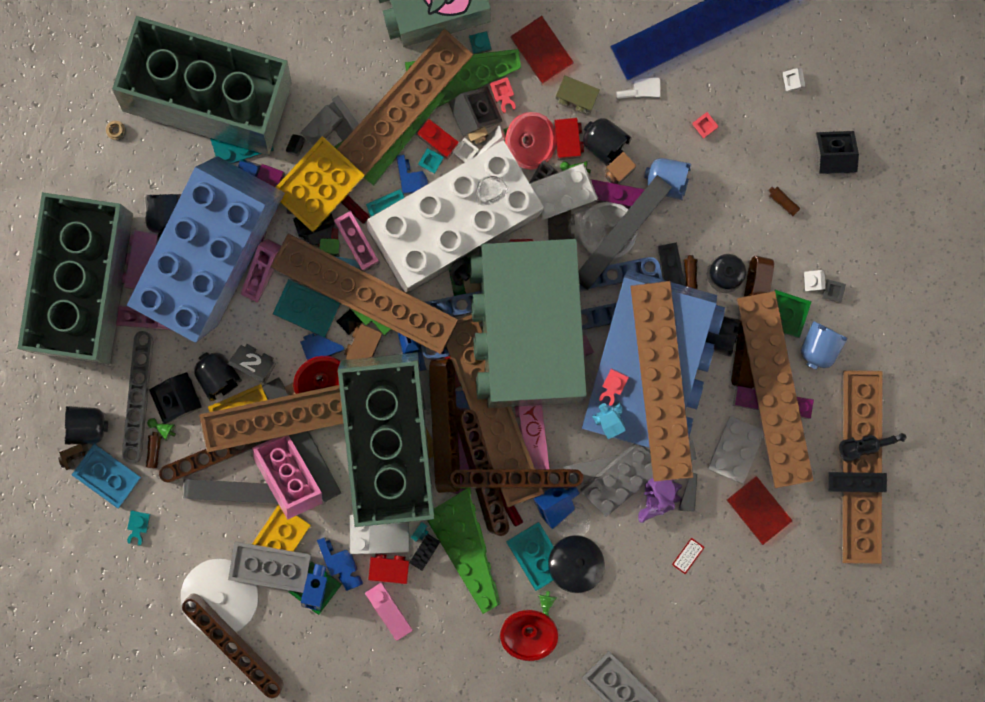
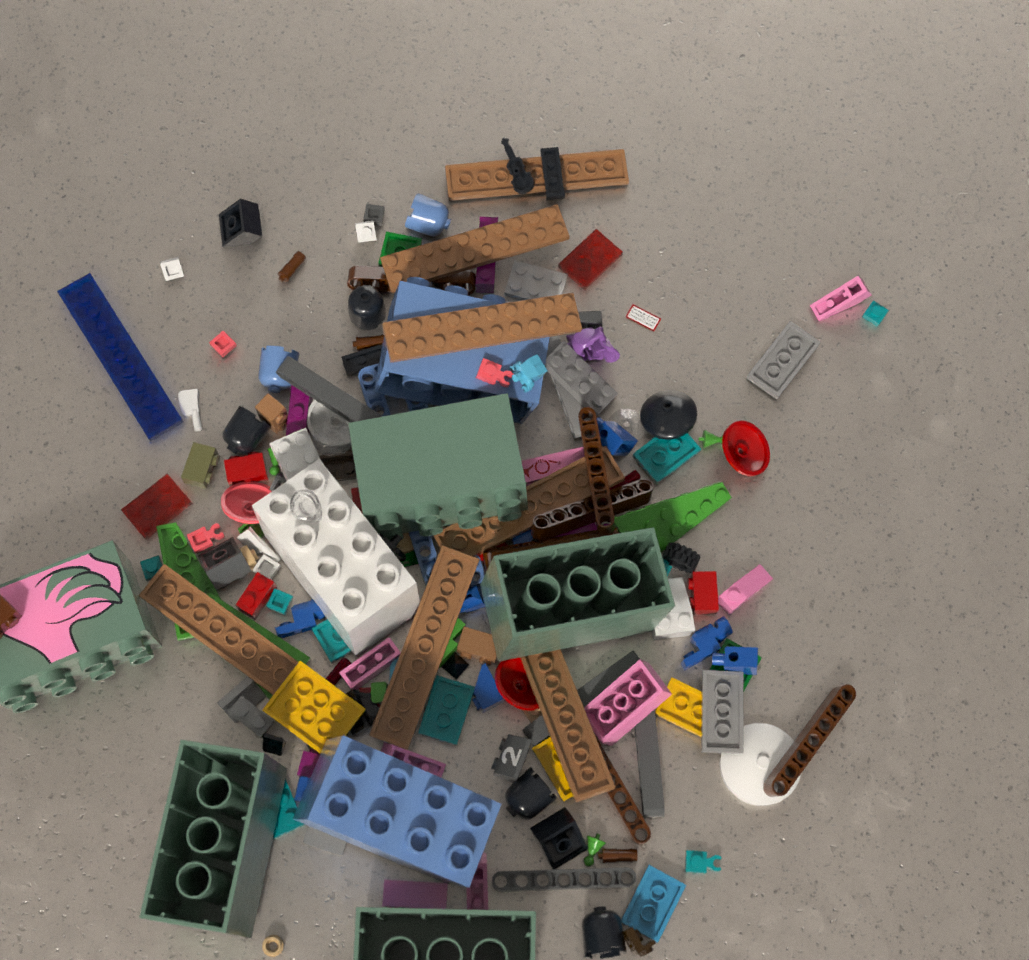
camera: 100 degrees left, 15 degrees down
(159, 210) = (360, 876): black cylinder -> none

